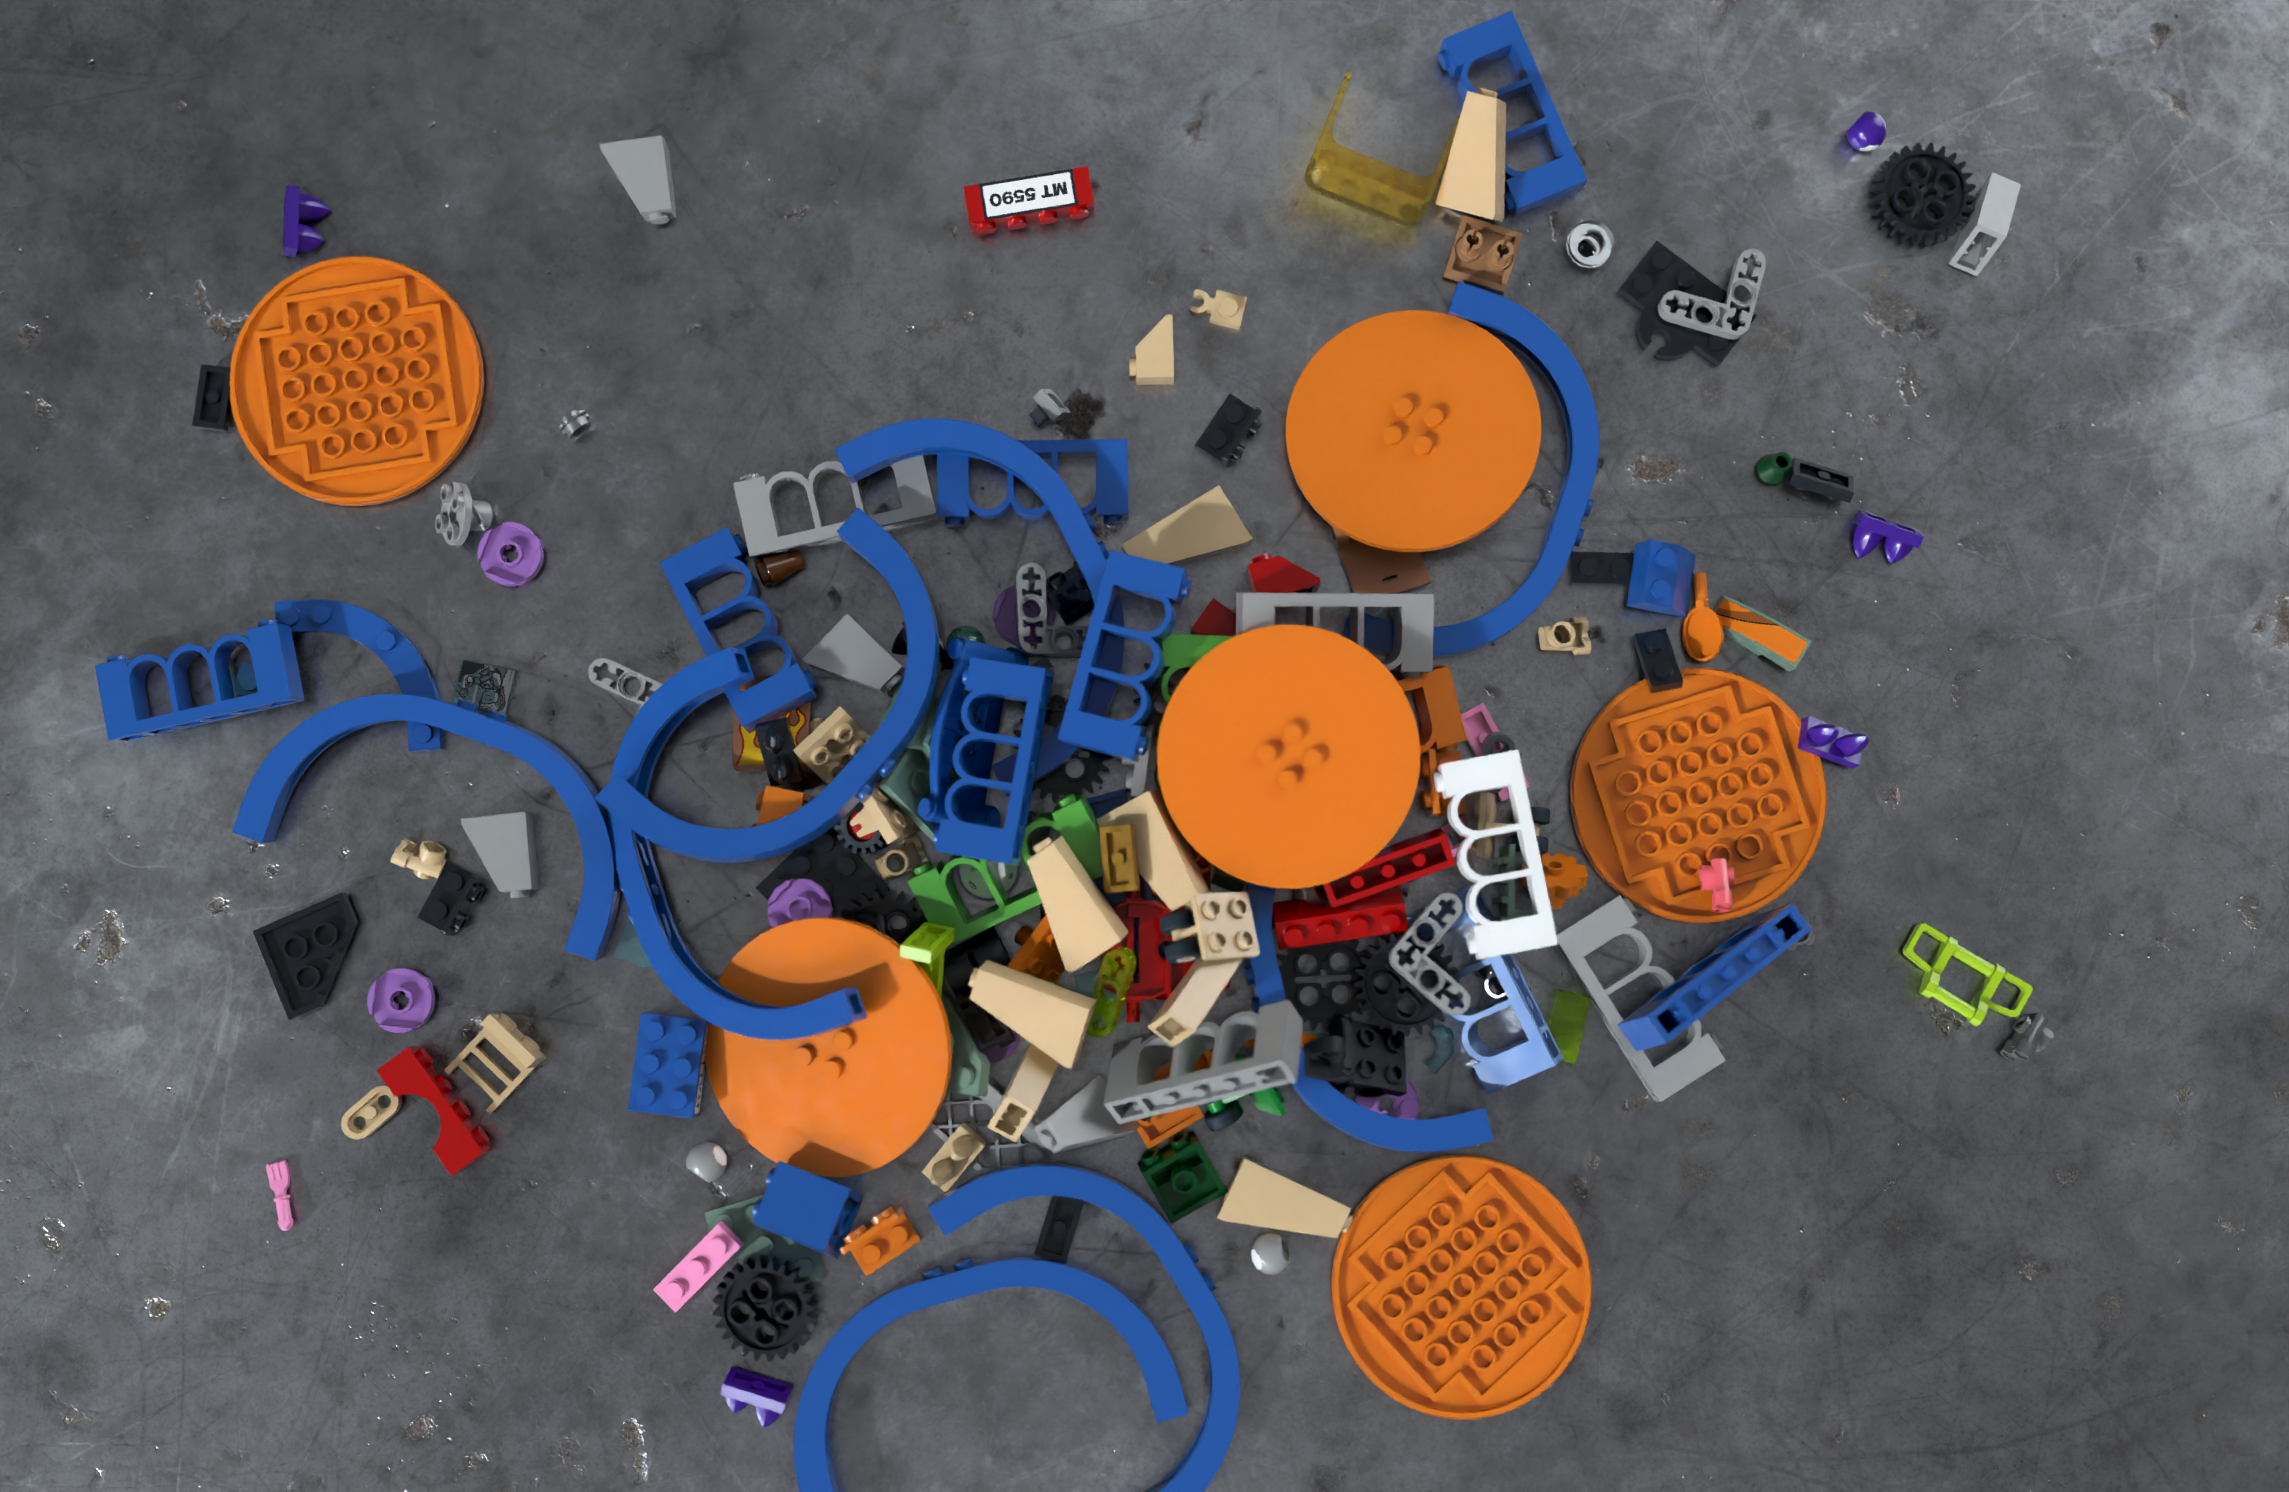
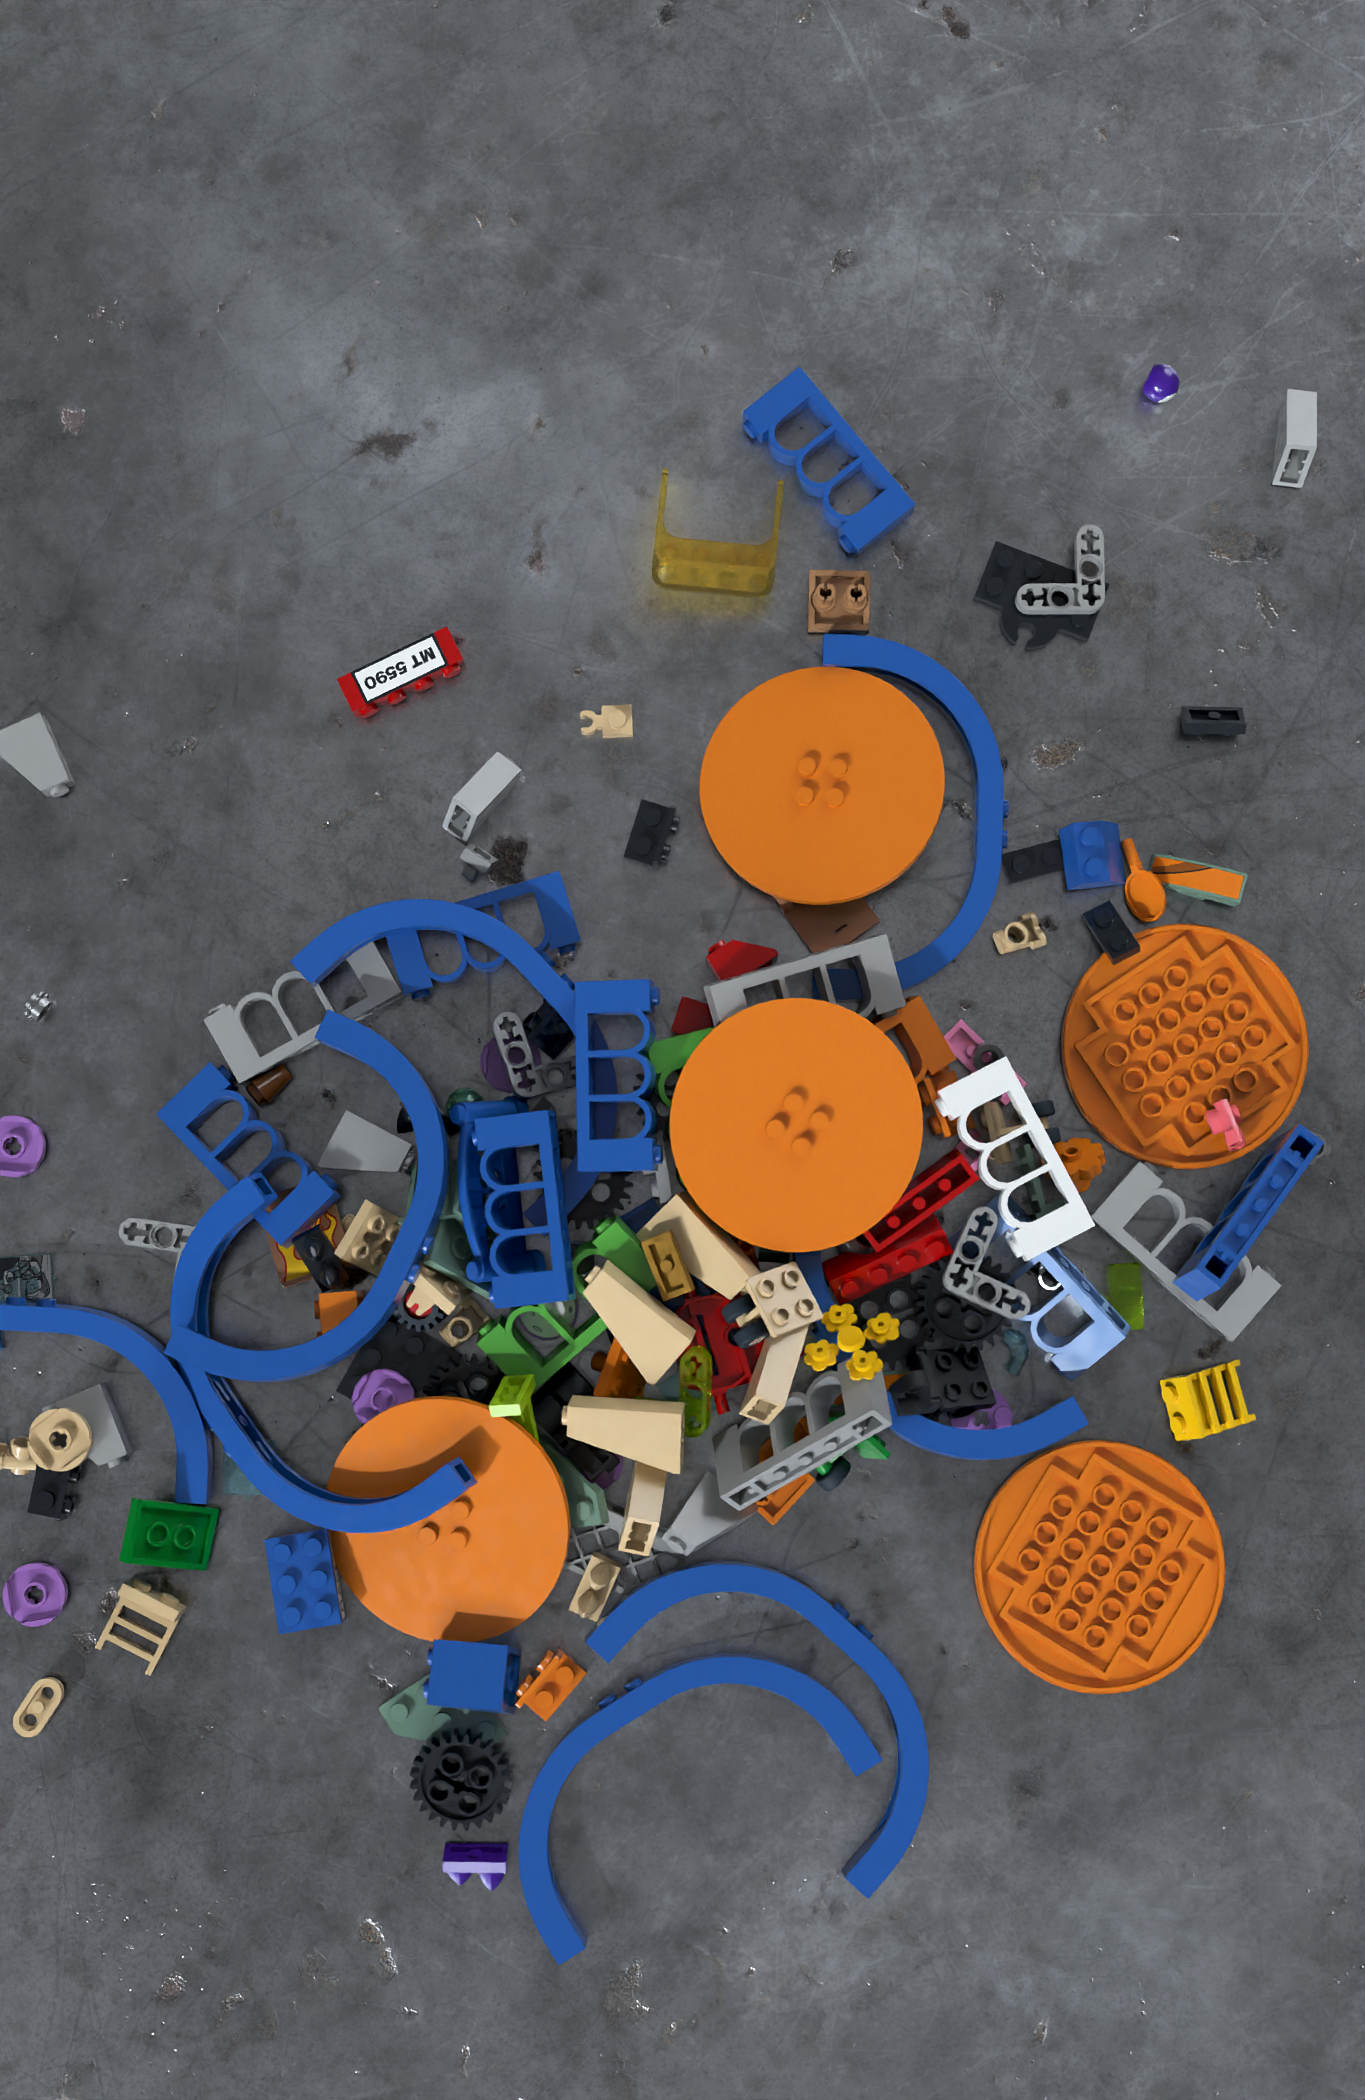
camera: 15 degrees left, 0 degrees up
(452, 846) = (78, 1440): none -> tan plate
(459, 1140) = (129, 1708): red arch -> none
(548, 980) = (169, 1534): none -> green plate
(698, 1266) = (387, 1759): bright pink plate -> none
(707, 1161) = (366, 1659): light grey piece -> none
(1059, 1228) = (712, 1623): black plate -> none
(1071, 345) = (480, 797): none -> light grey slope
(1155, 356) = (562, 784): tan slope -> none
(1181, 1176) = (810, 1541): dark green plate -> none
(1192, 533) = (644, 940): tan slope -> none
(1270, 1253) = (914, 1588): light grey piece -> none
(1278, 1202) = (906, 1538): tan slope -> none
(1280, 985) = (851, 1340): none -> yellow plant
(1476, 160) = (807, 515): tan slope -> none
(1590, 244) = (935, 562): plate -> none
(1601, 1154) = (1192, 1406): none -> yellow plate
(1770, 471) = (1161, 725): dark green cone -> none
(1831, 742) = (1293, 961): dark purple tile -> none
(1872, 528) = (1273, 752): dark purple tile -> none
(1897, 182) = (1203, 422): black gear -> none

